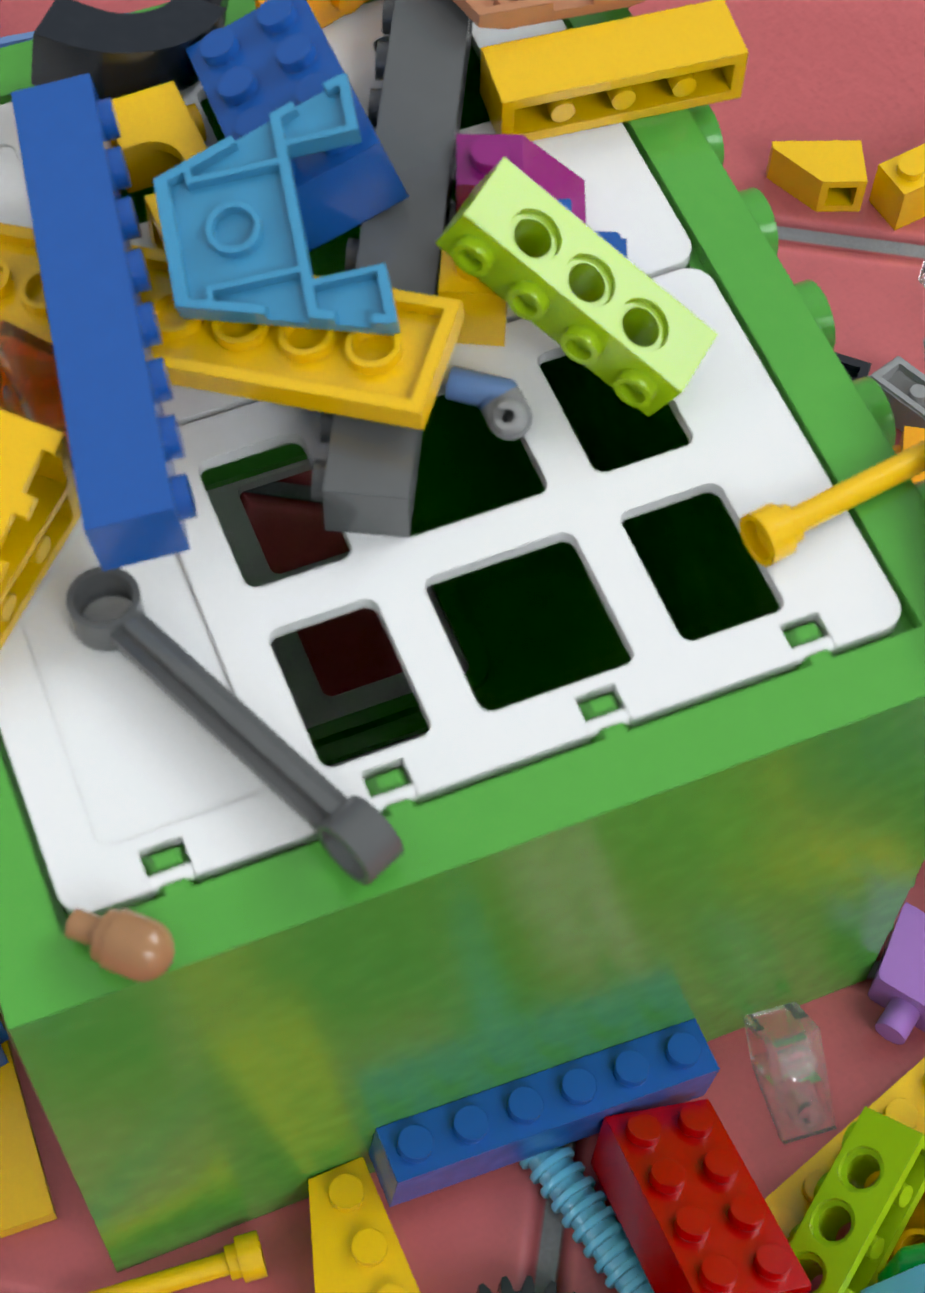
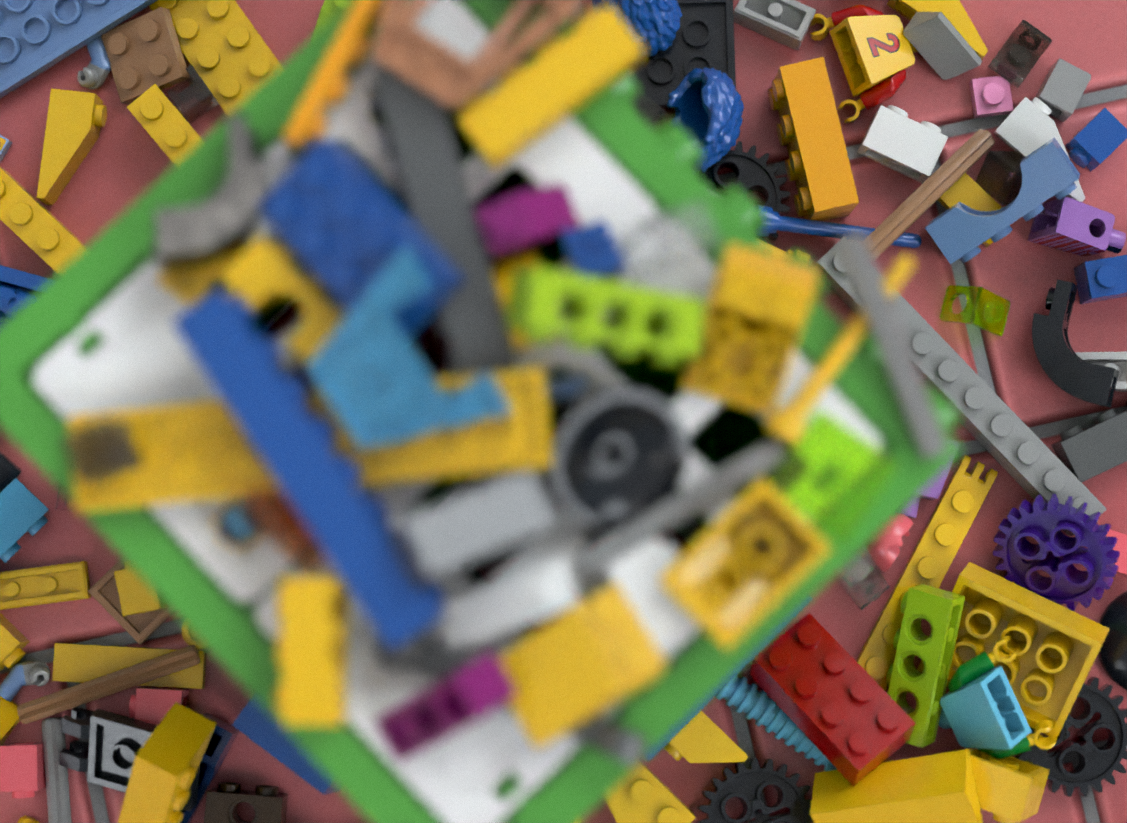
camera: 20 degrees left, 25 degrees up
(132, 674) = (446, 706): none -> magenta slope
(275, 432) = (471, 527): none -> brick
(286, 604) = (507, 605): none -> white slope
(347, 701) = (580, 666): none -> yellow slope
(485, 1227) = (704, 743): none -> yellow slope
(500, 664) = (652, 603): none -> white brick
(565, 461) = (637, 471): none -> black dish
(580, 574) = (681, 506): none -> light grey axle
(650, 651) = (744, 563): none -> yellow slope
(702, 259) = (667, 240): none -> clear brick
(766, 398) = (751, 328): none -> yellow slope
(814, 620) = (833, 476): none -> clear neon green tile
(852, 1048) = (885, 544): none -> coral hair

